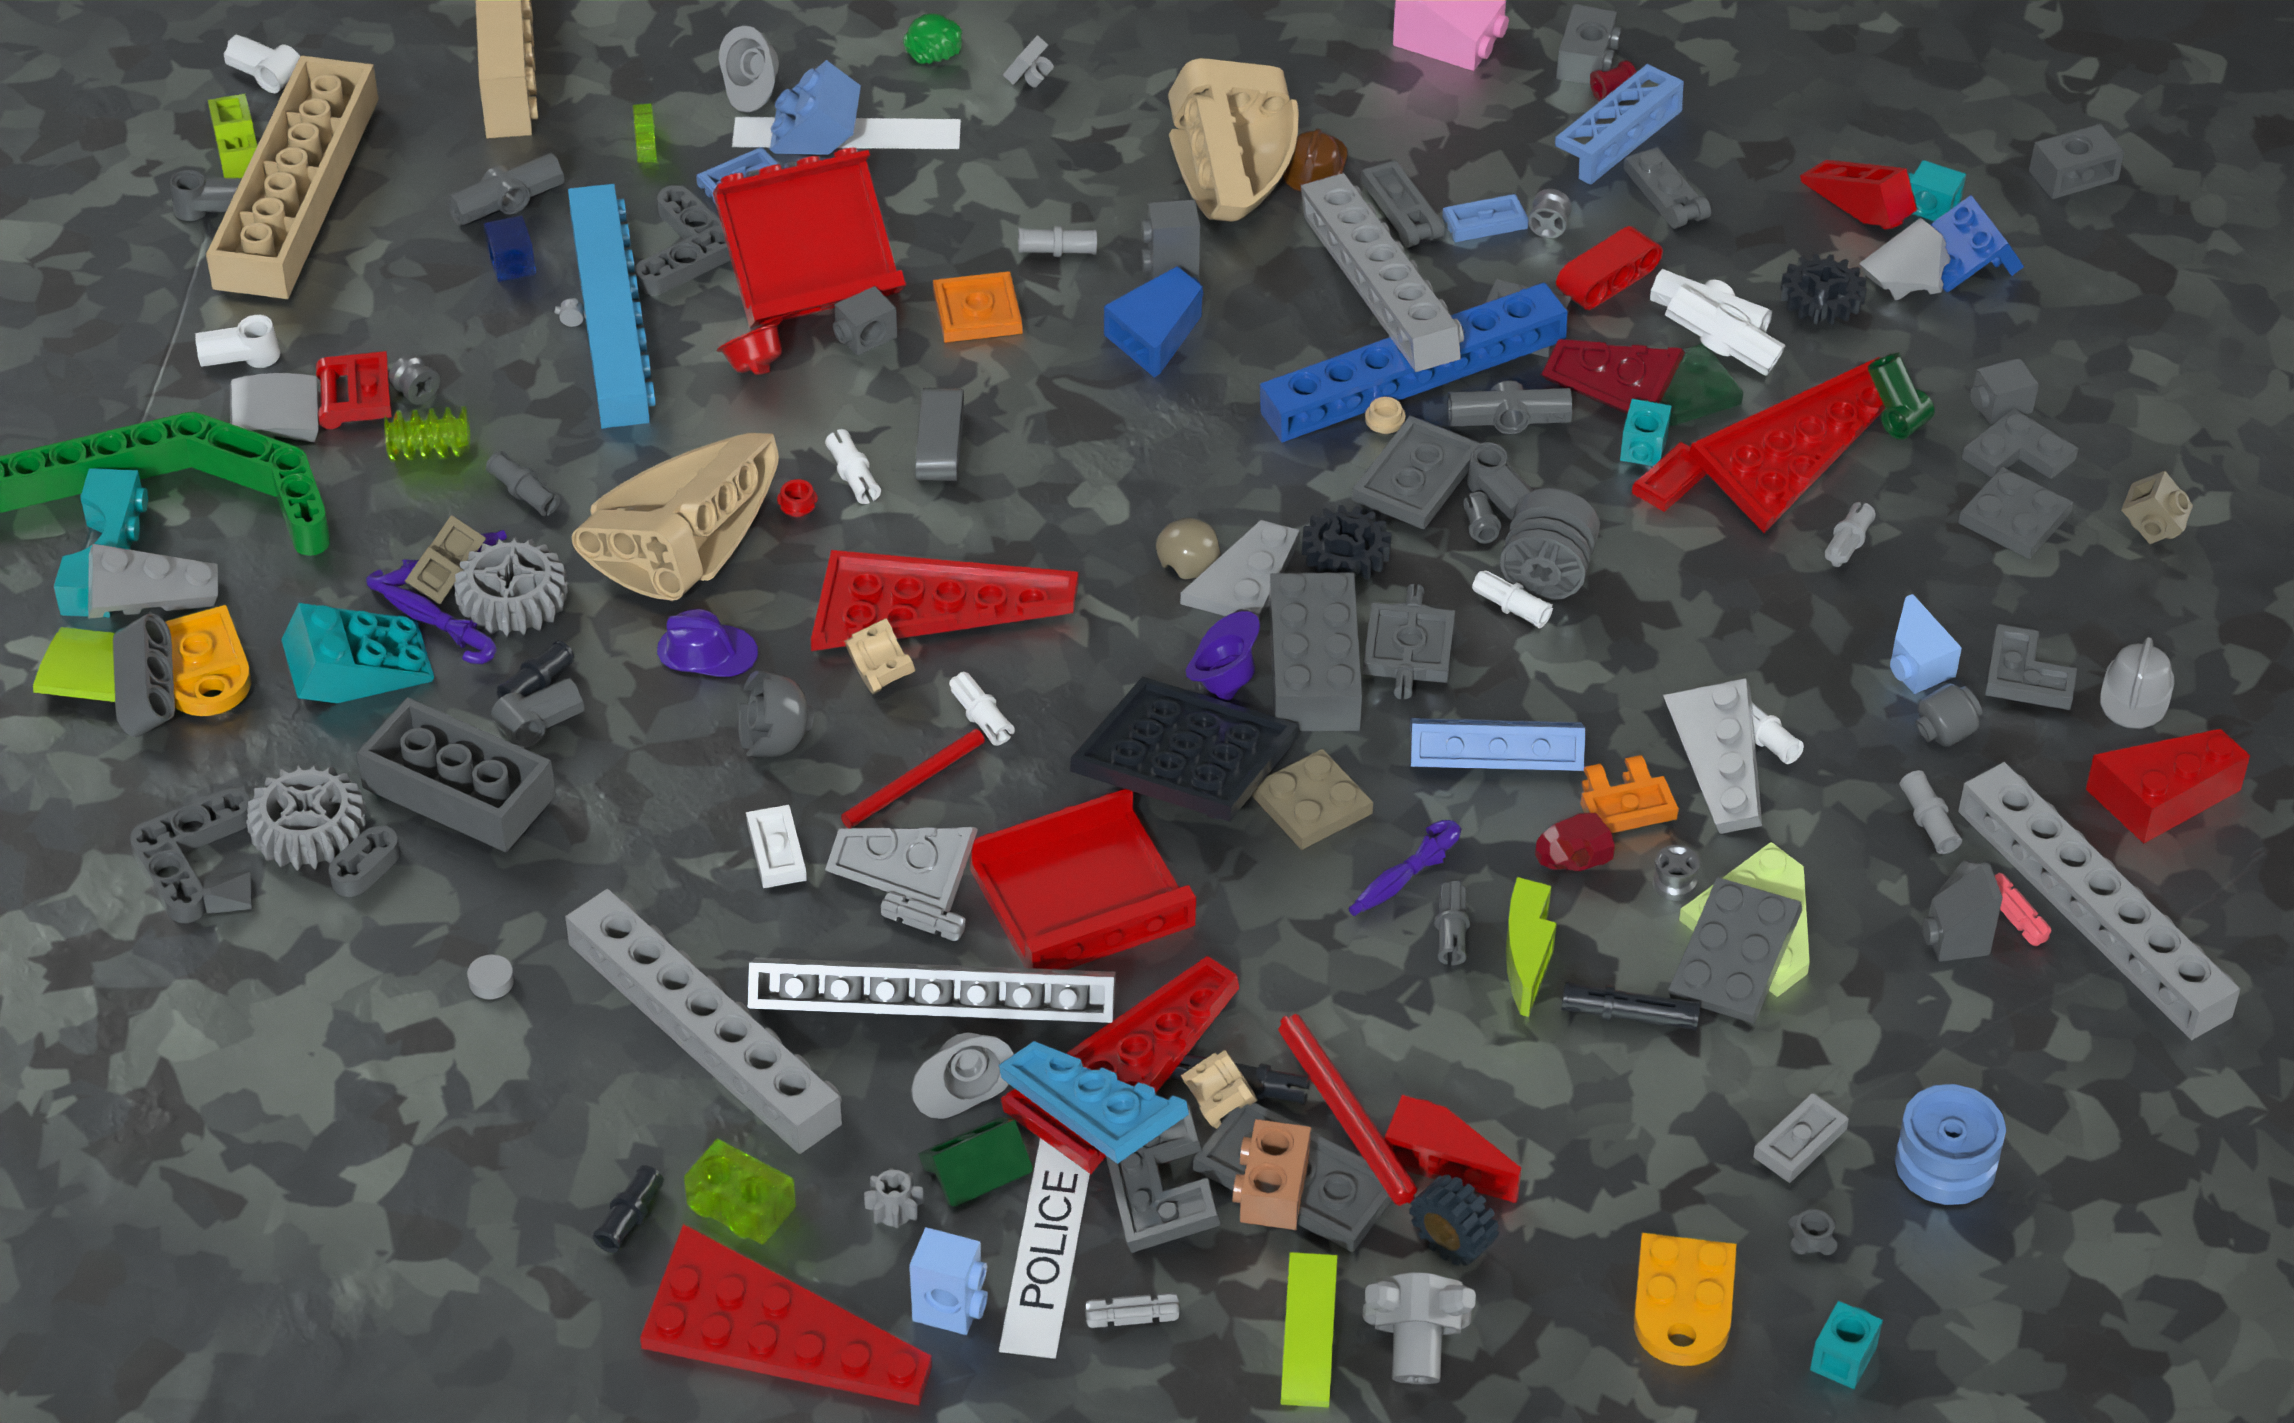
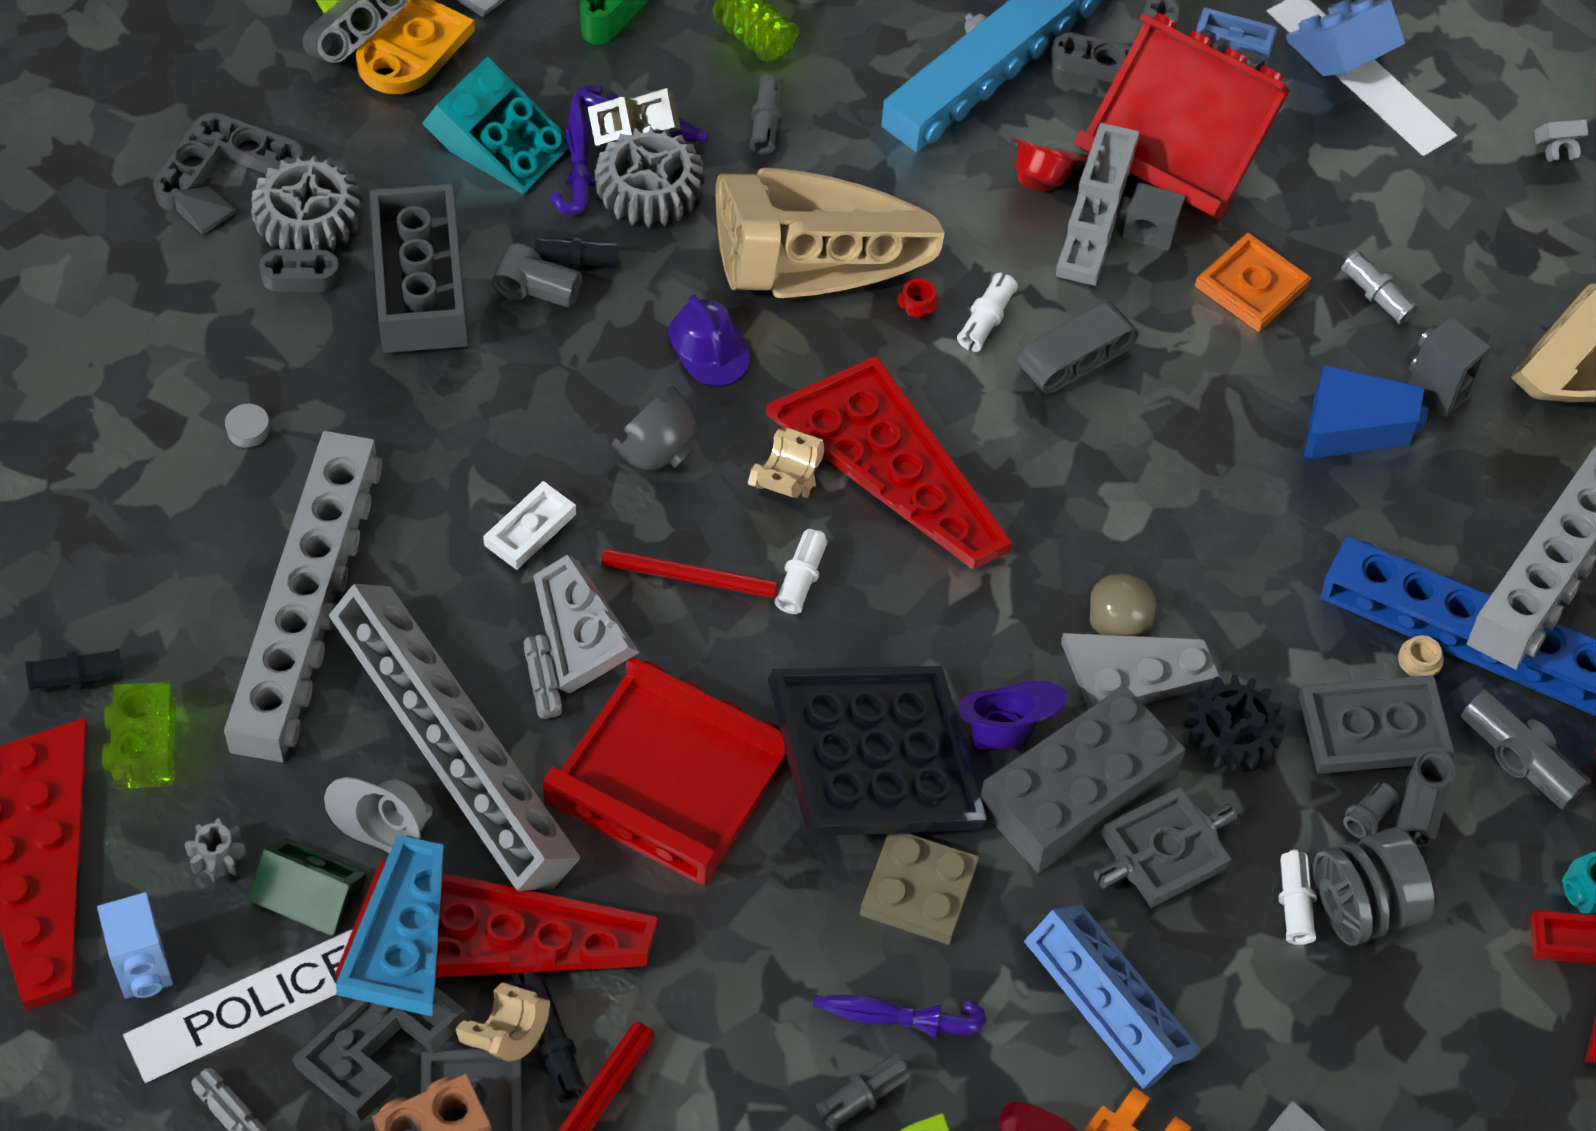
camera: 50 degrees right, 10 degrees up
(825, 341) = (1097, 204): none -> light grey slope
(932, 38) = (1520, 57): green hair -> none

